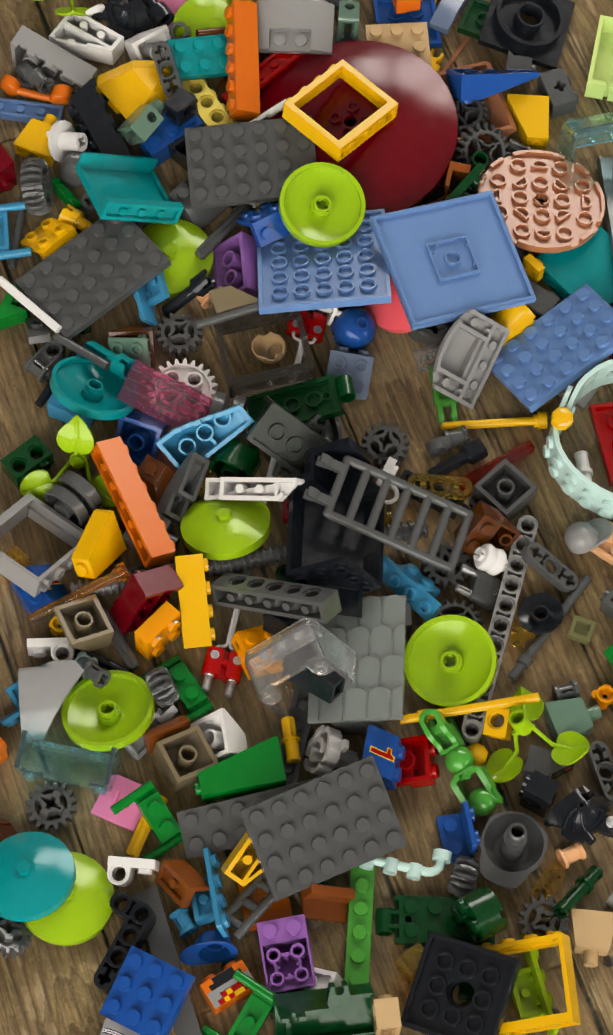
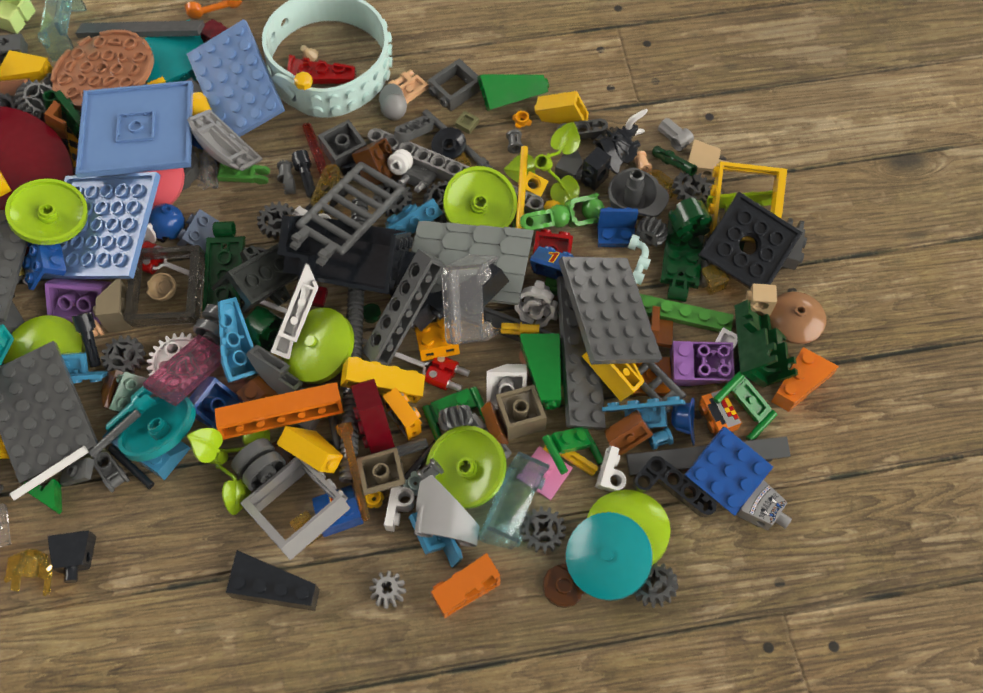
camera: 75 degrees left, 0 degrees up
(22, 458) = (205, 503): dark green brick -> none
(221, 232) = (36, 305): dark grey axle -> none
(225, 316) = (124, 305): dark grey bar -> none
(538, 420) = (286, 116): yellow piece -> none
(570, 716) = (538, 139): sand green torso -> none

